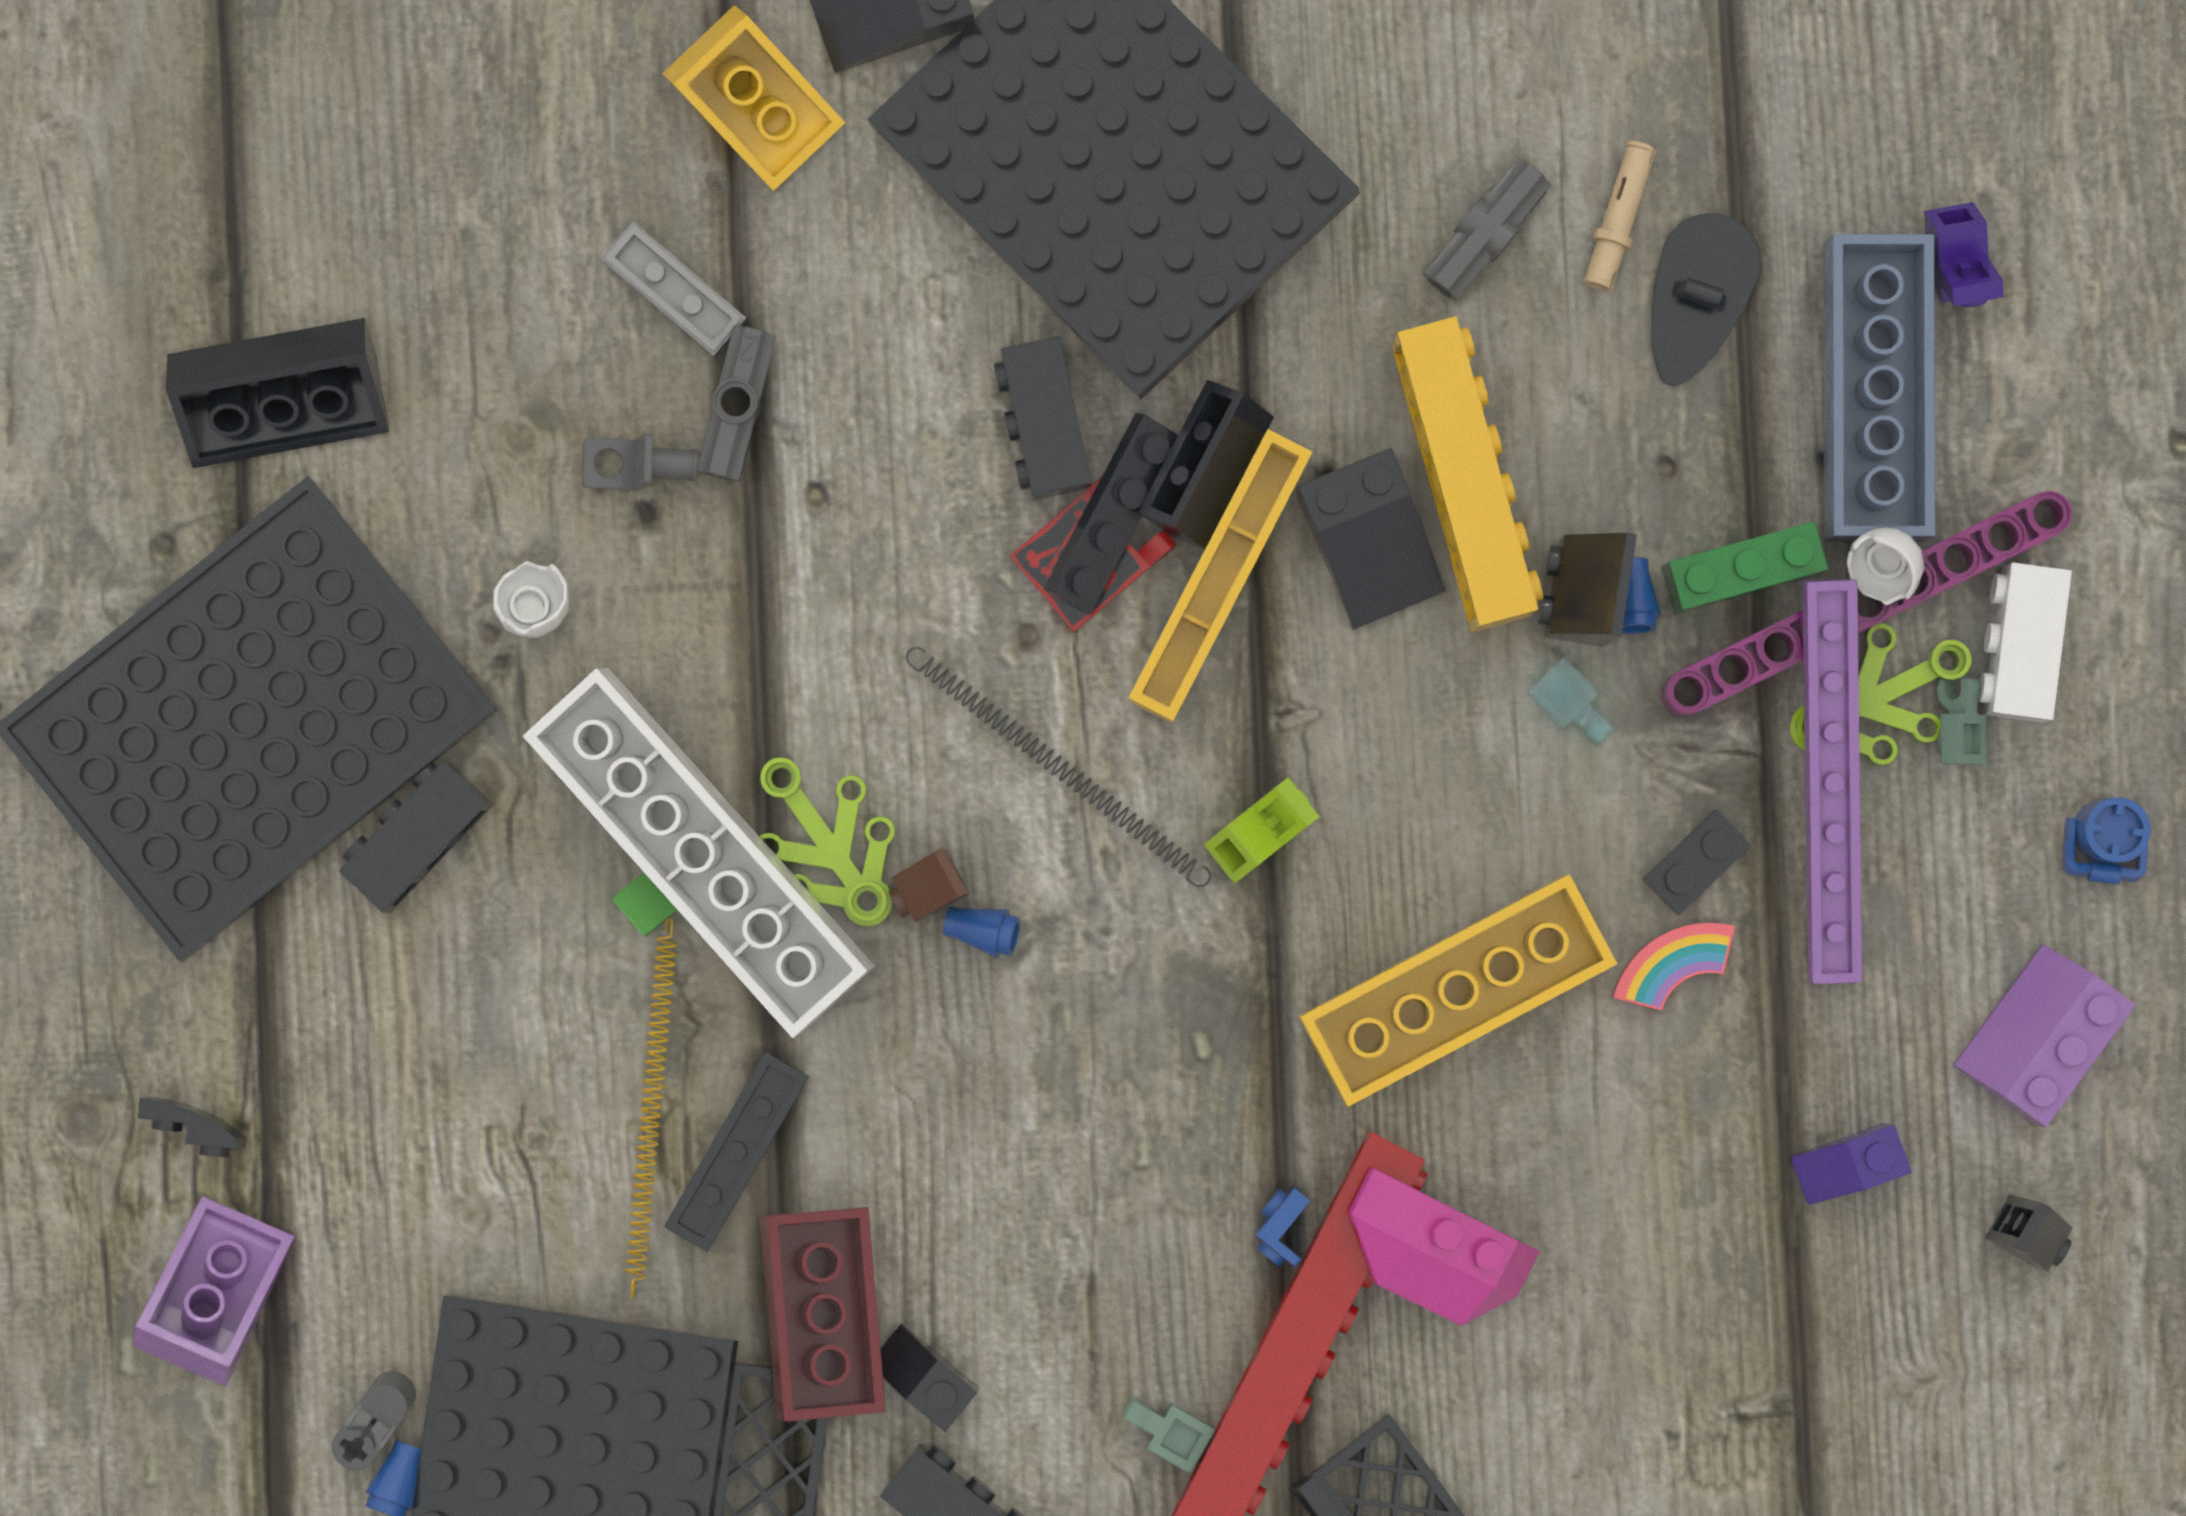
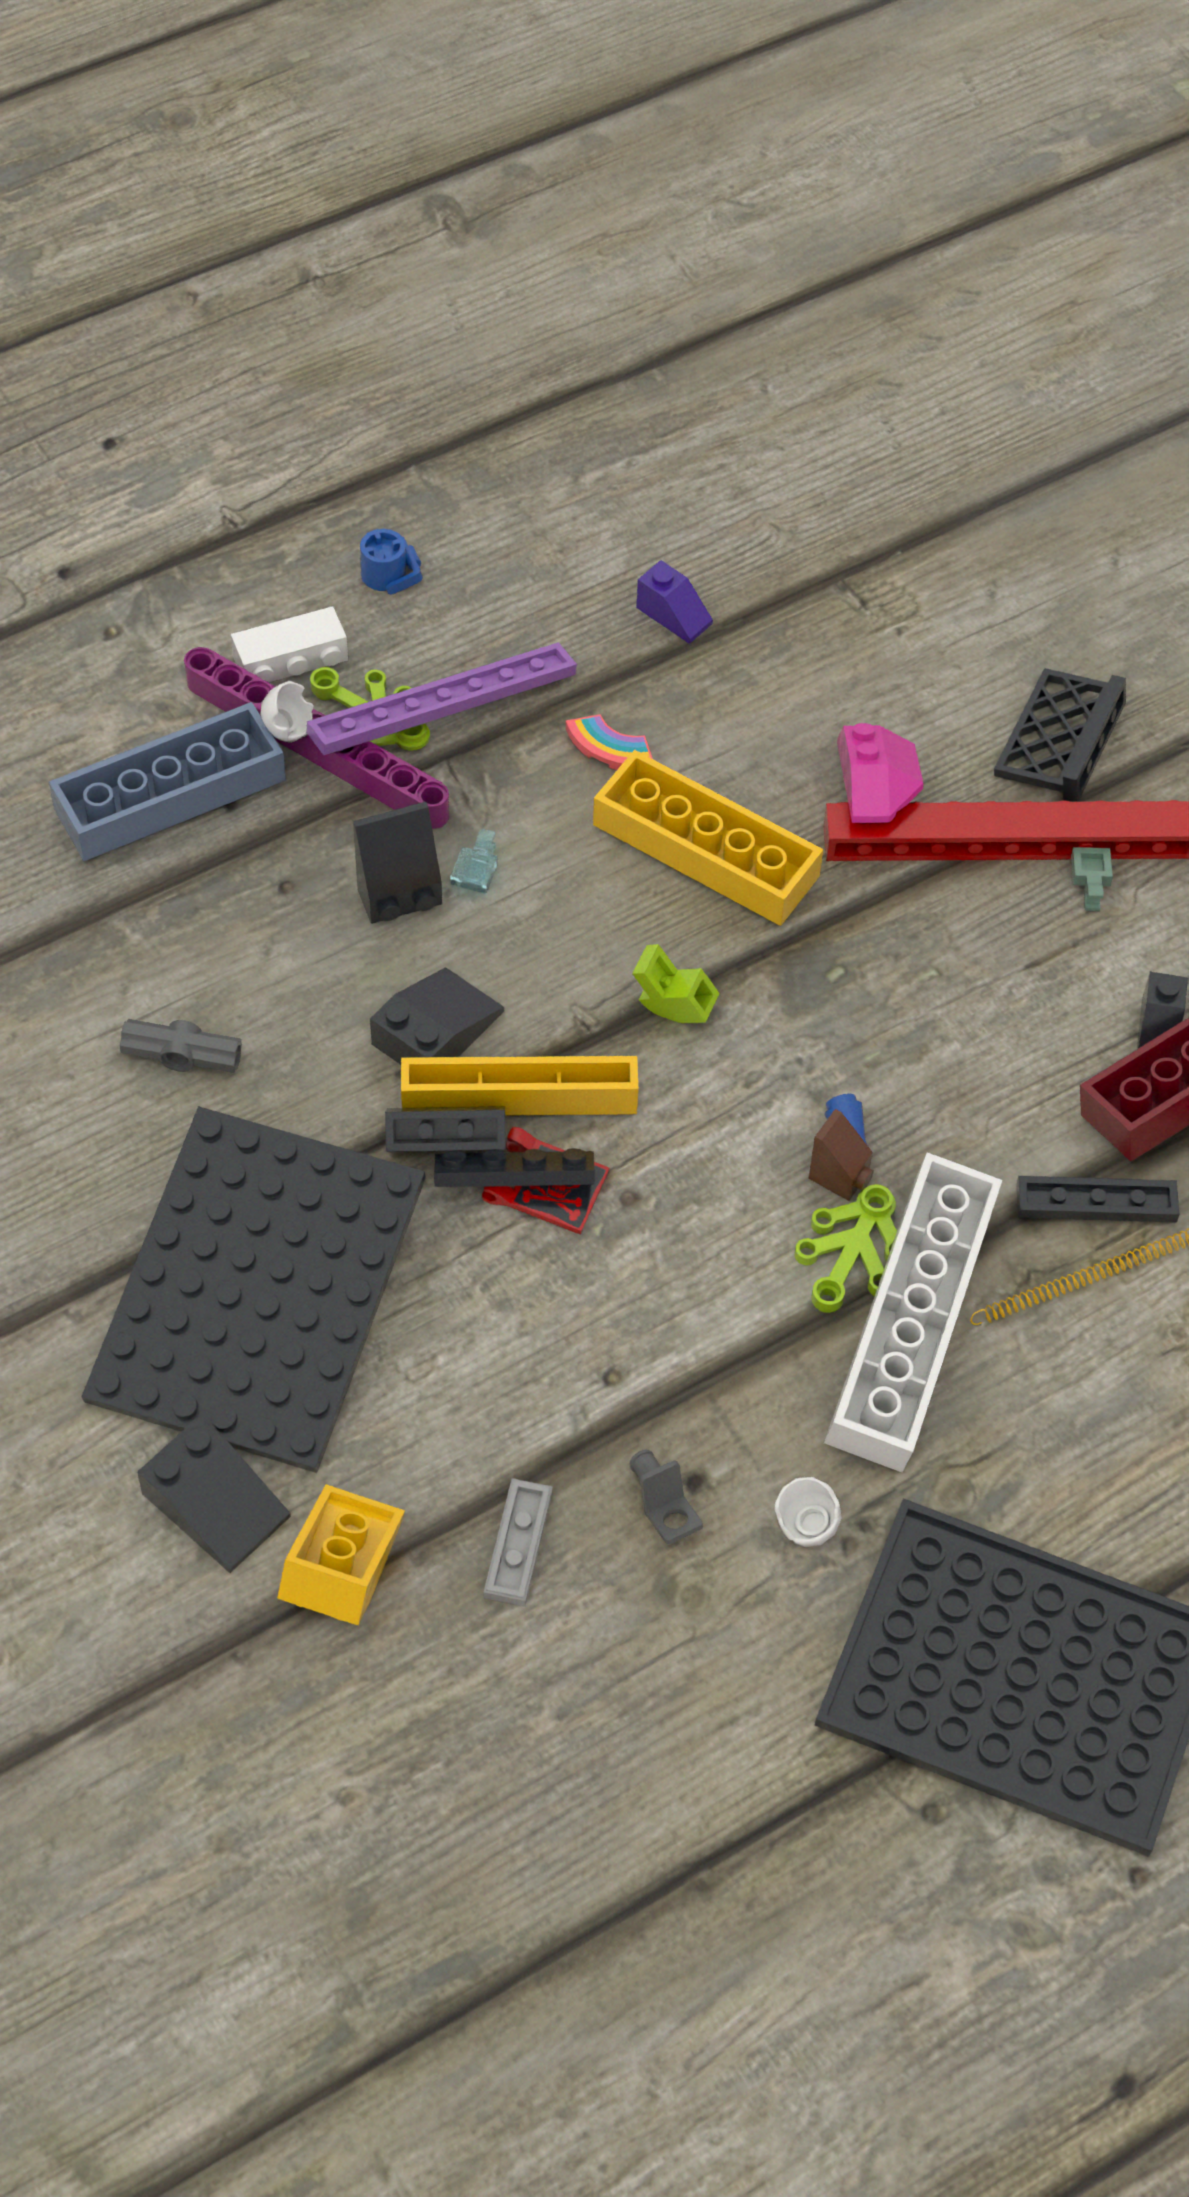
camera: 120 degrees left, 30 degrees down
(277, 393) = (764, 1779): black slope -> none
(414, 835) = (1029, 1507): black brick -> none
(644, 904) = (971, 1338): bright green slope -> none
(742, 371) = (554, 1453): dark grey piece -> none
(1043, 418) = (471, 1247): black brick -> none
(1073, 770) = (707, 1137): dark grey piece -> none
(1280, 1213) = (917, 871): blue bracket -> none
(1465, 475) = (362, 973): yellow brick -> none
(1616, 227) = (129, 976): tan pin -> none
(1696, 862) = (538, 760): black plate -> none
(1700, 292) = (155, 916): black shield -> none
(1744, 567) = (324, 800): green brick -> none
(1961, 256) = (33, 779): dark purple brick -> none
(1962, 730) = (370, 657): sand green plate -> none
(2031, 1232) = (656, 493): black slope -> none
(2044, 1035) = (531, 542): medium lavender slope -> none

